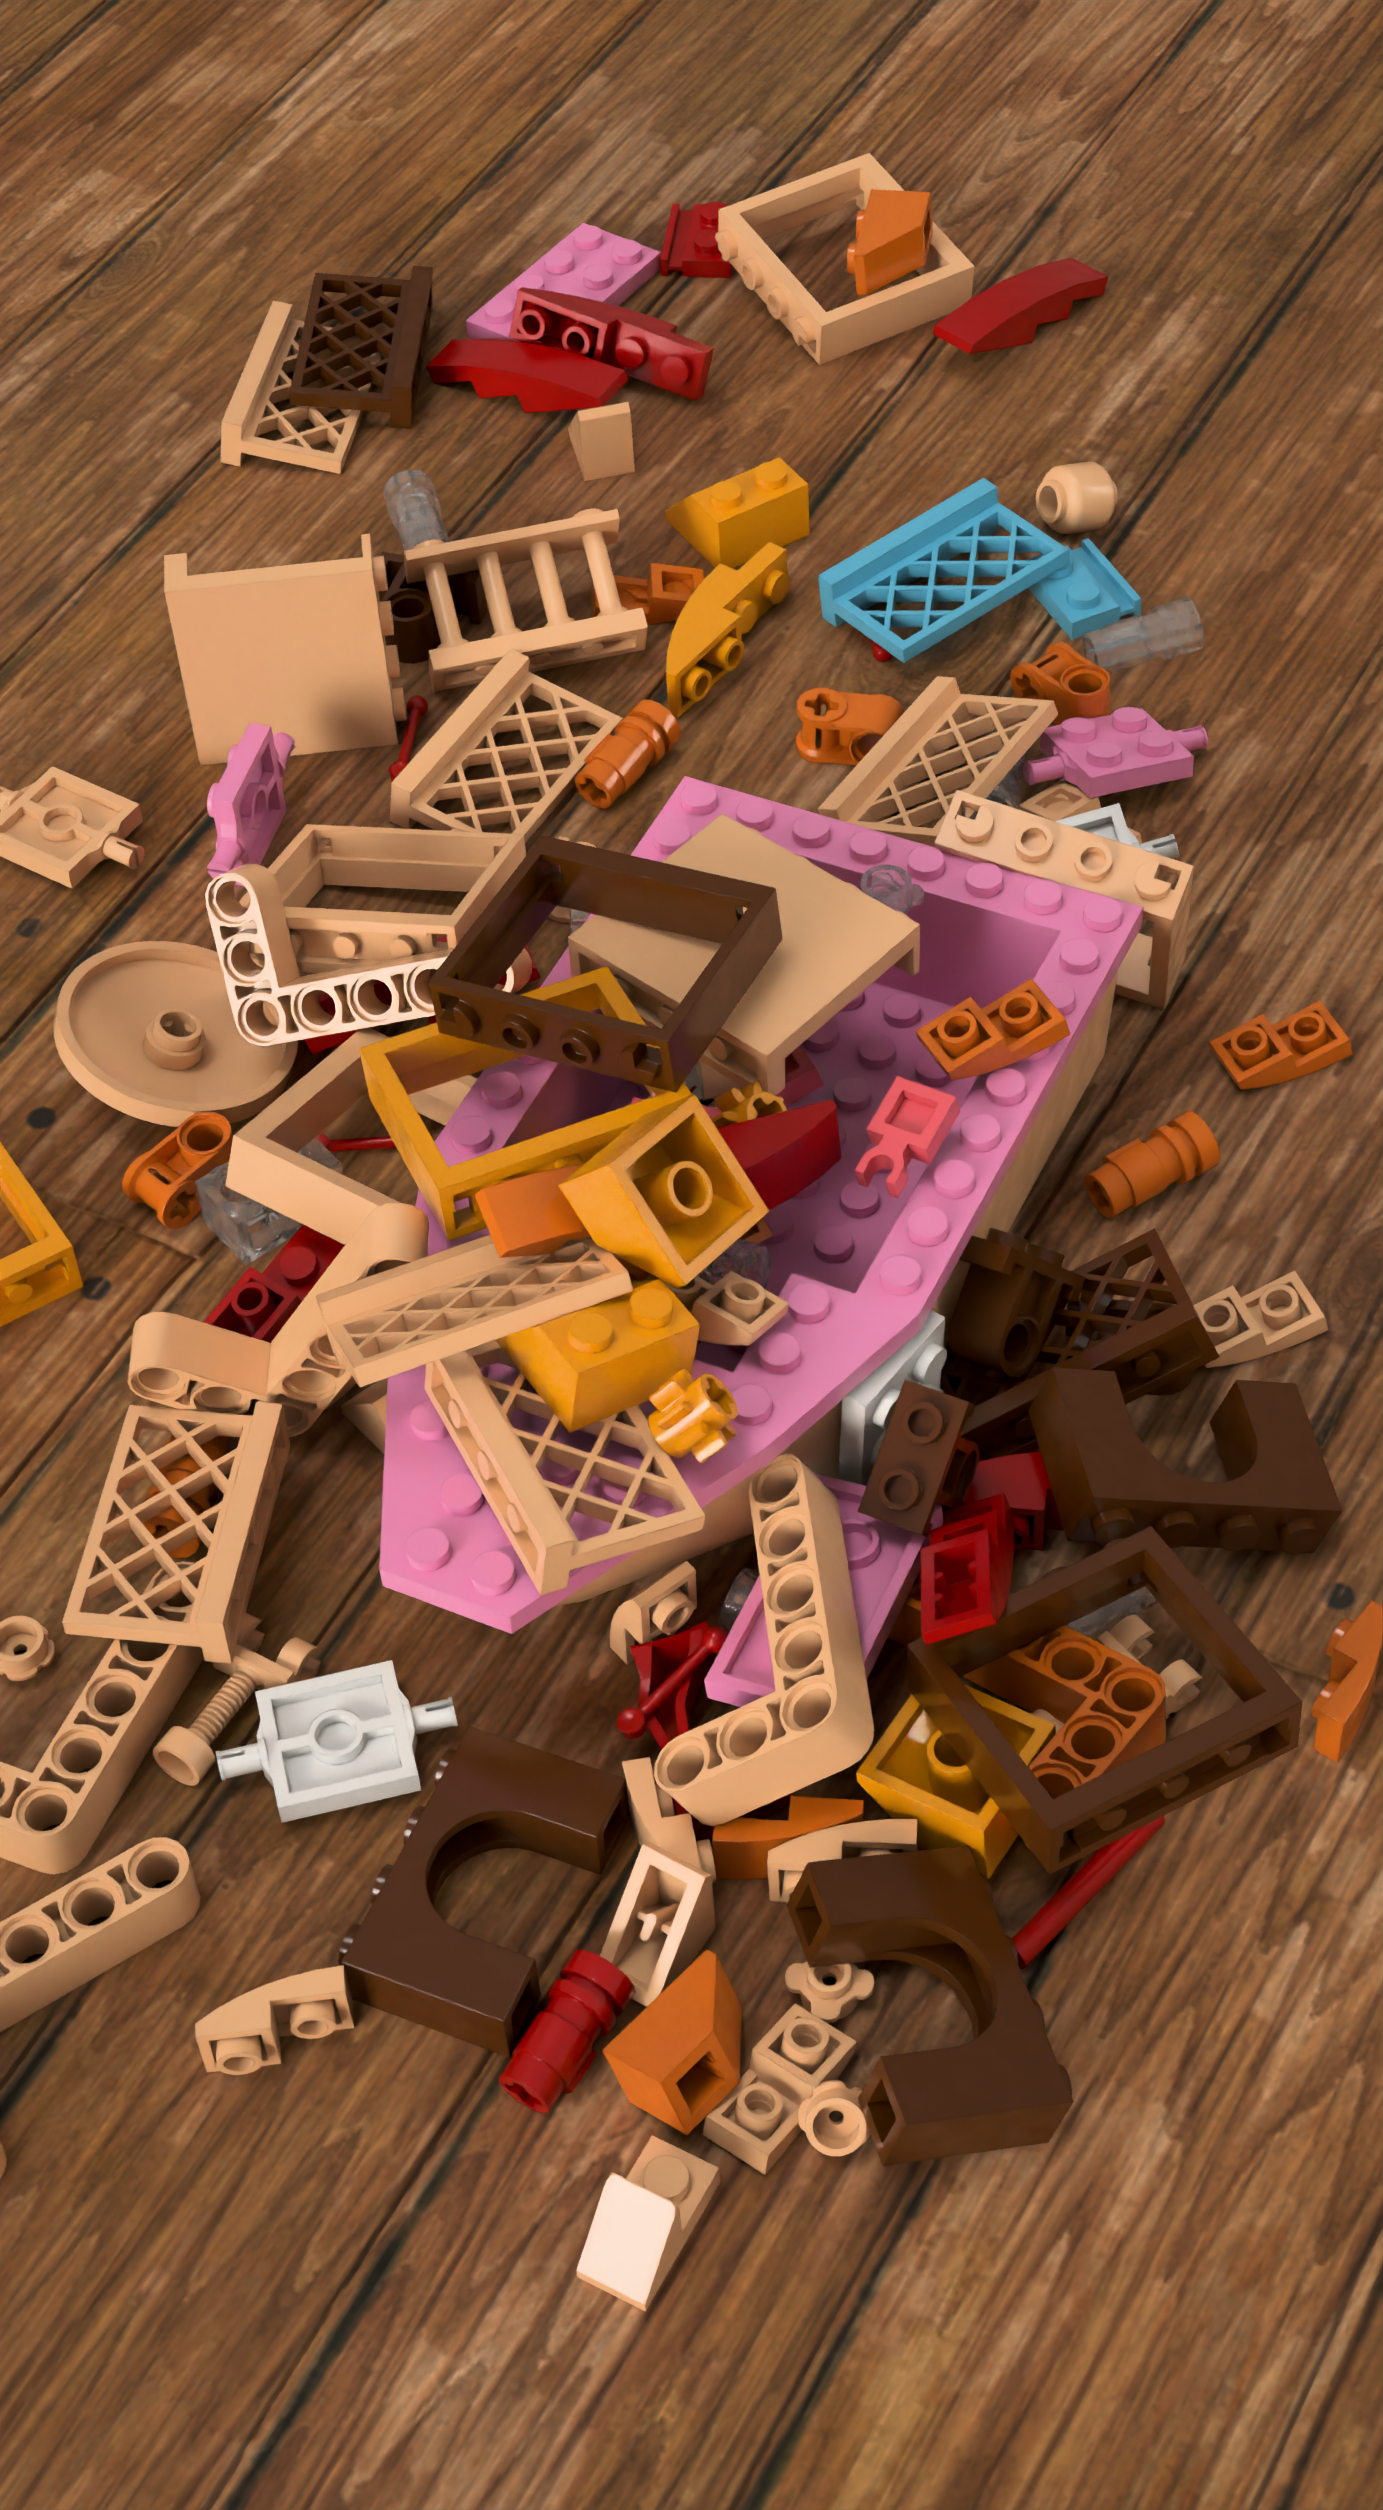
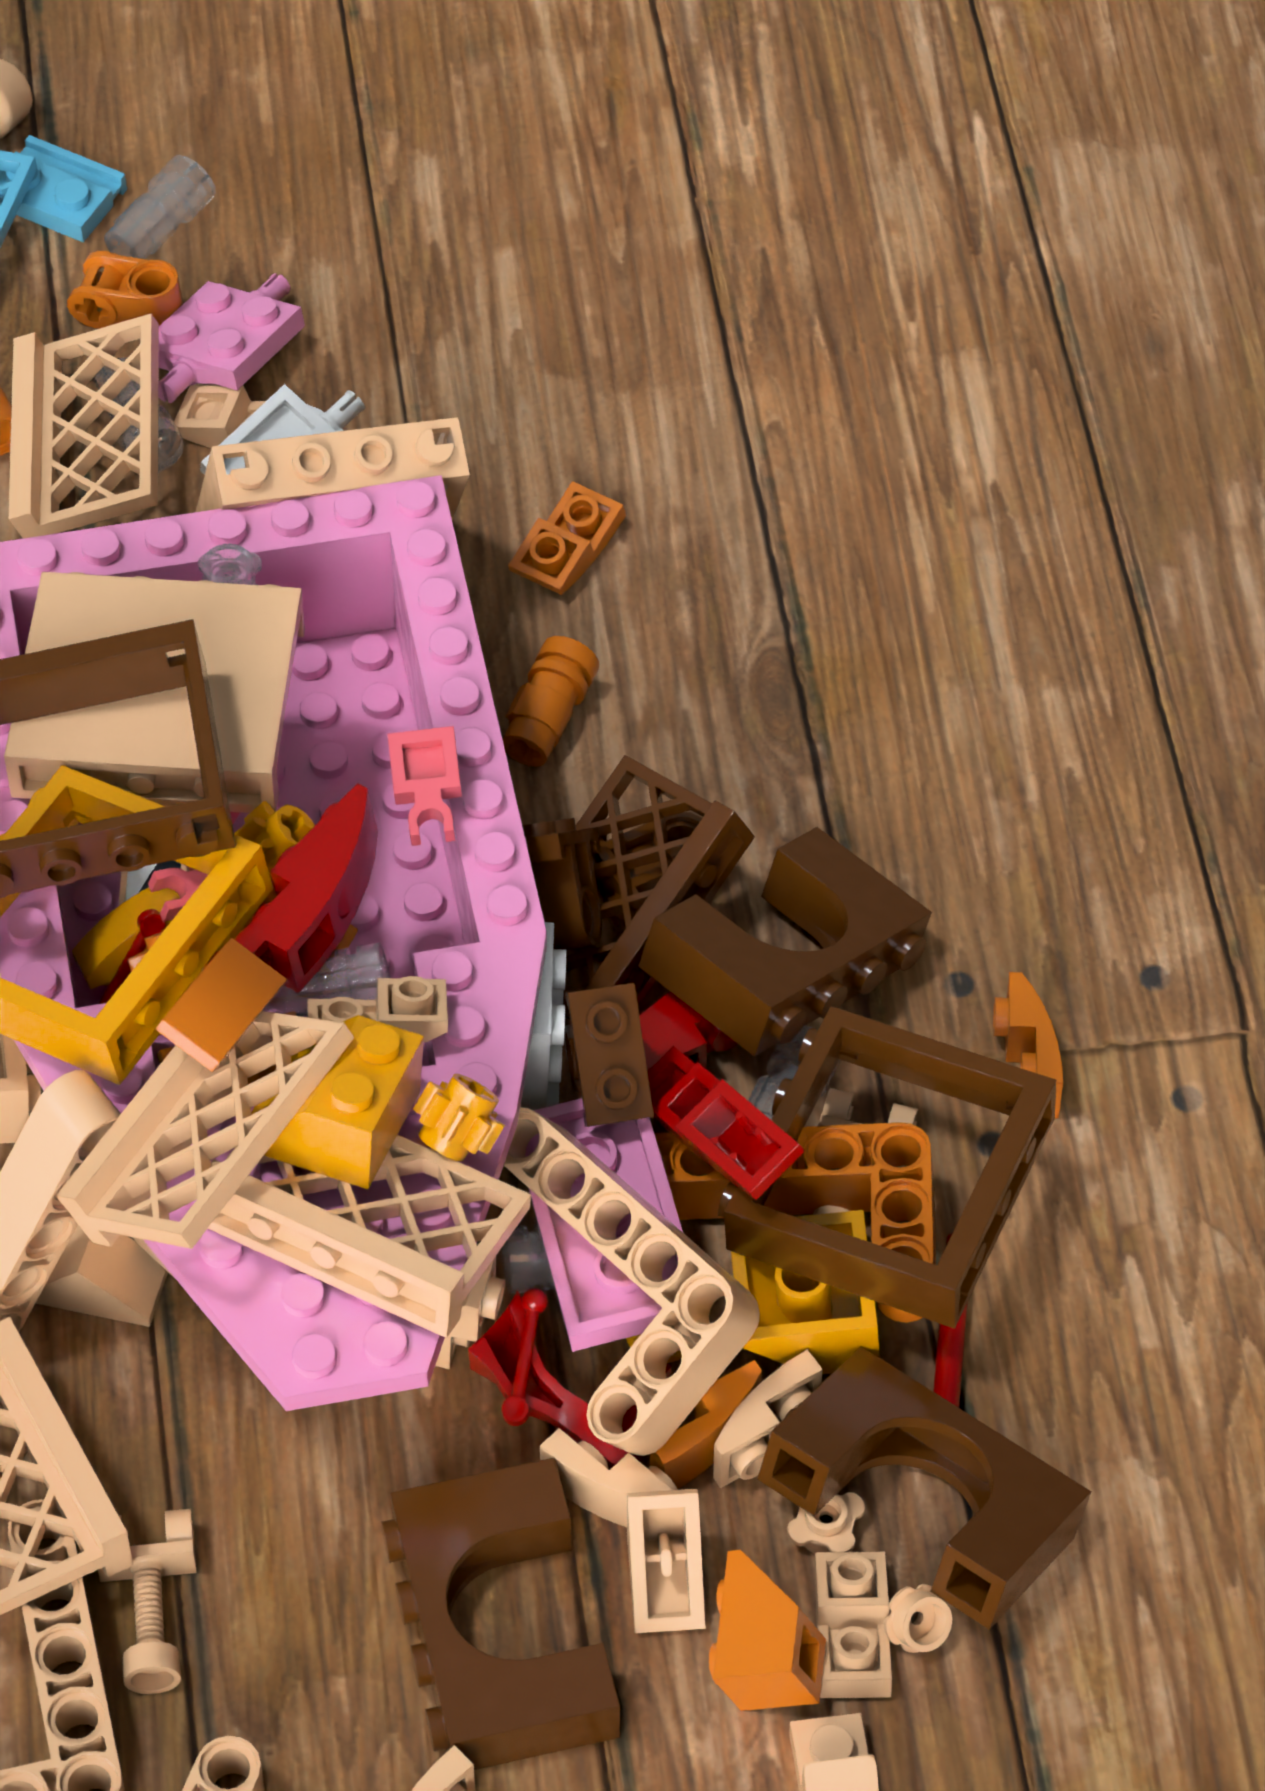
camera: 40 degrees left, 5 degrees up
(337, 1741) = (272, 1575): white plate -> none
(561, 2037) = (660, 1694): red axle -> none
(666, 1193) = (311, 938): light orange slope -> none
(980, 1040) = (423, 653): orange slope -> none
(1261, 1321) = (740, 776): light nougat slope -> none

